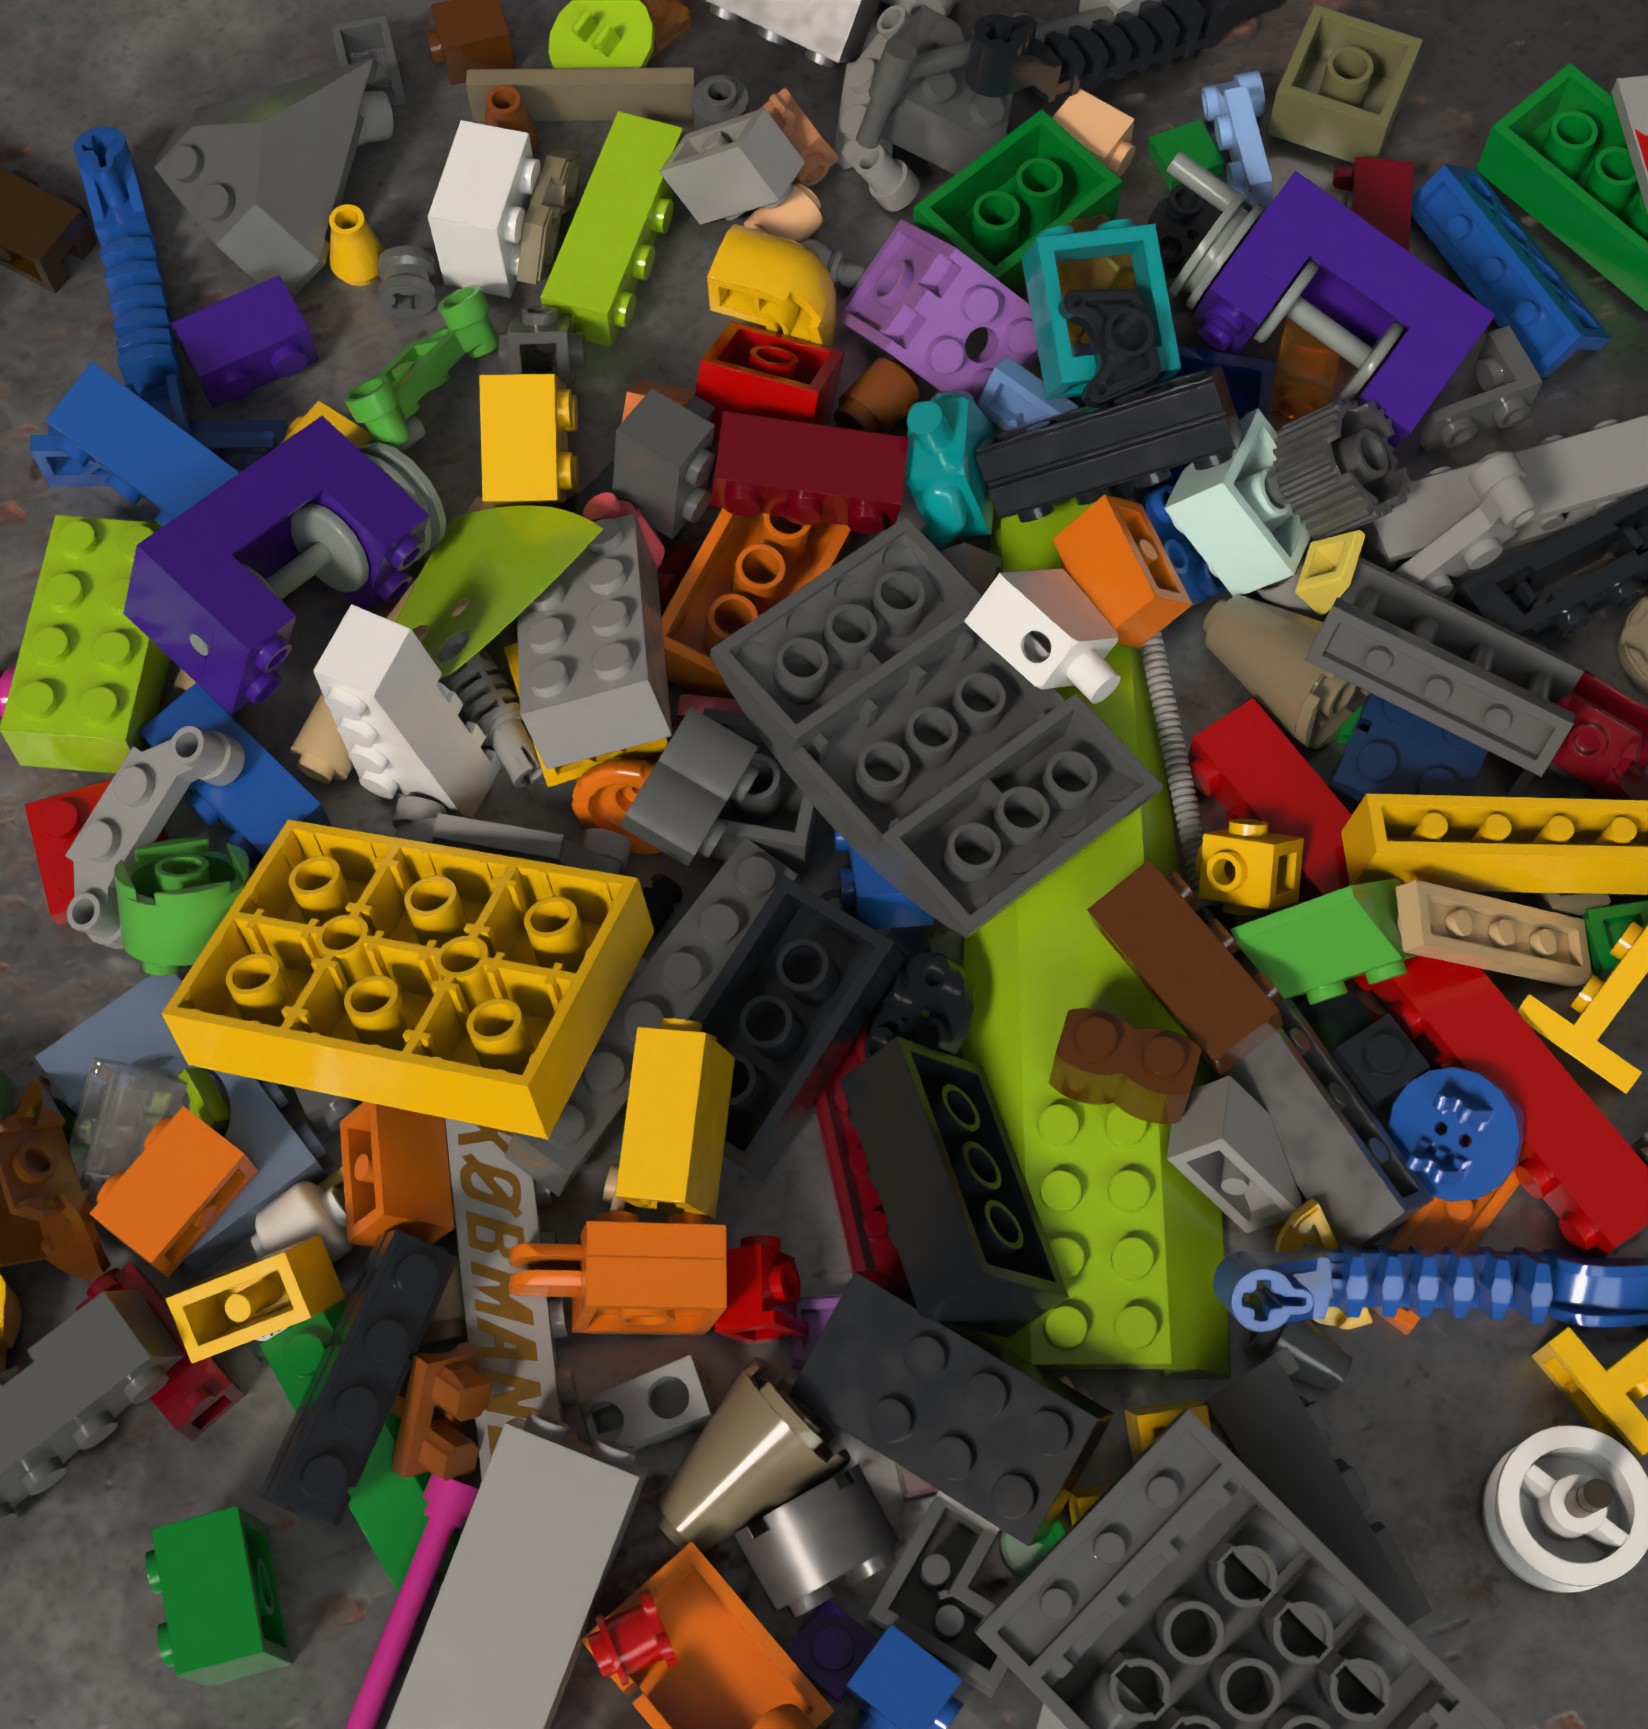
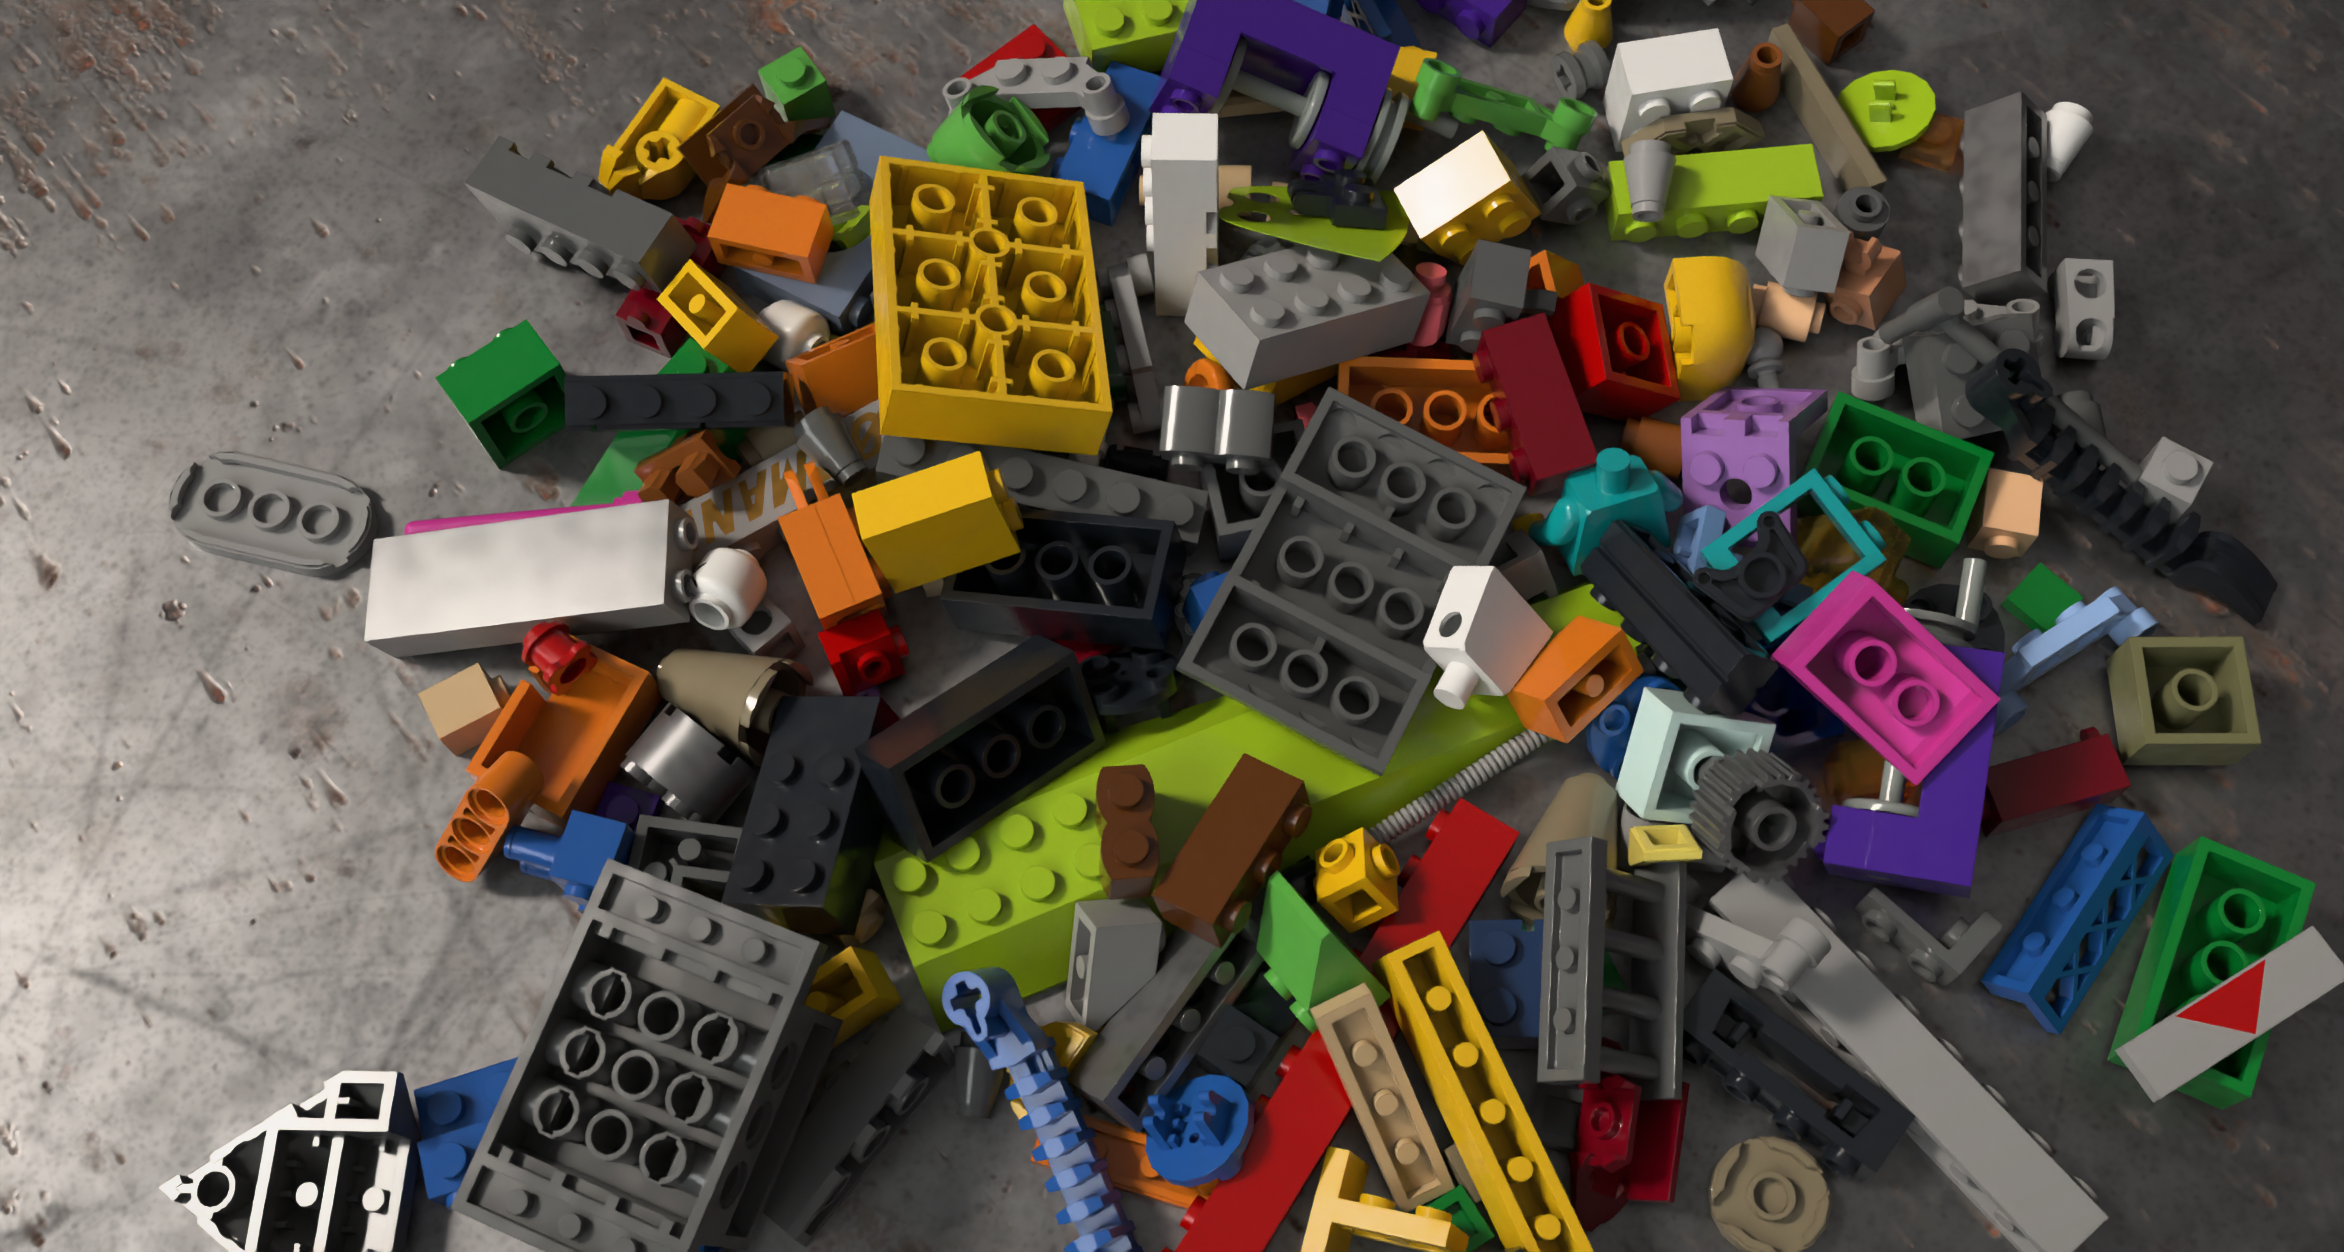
camera: 70 degrees right, 0 degrees up
(466, 553) = (1344, 197): none -> black hinge
(495, 1223) = (831, 446): none -> dark grey cone
(590, 264) = (1649, 177): none -> light grey cone
(625, 1408) = (726, 588): none -> white head
(1270, 280) = (1885, 676): none -> dark pink slope

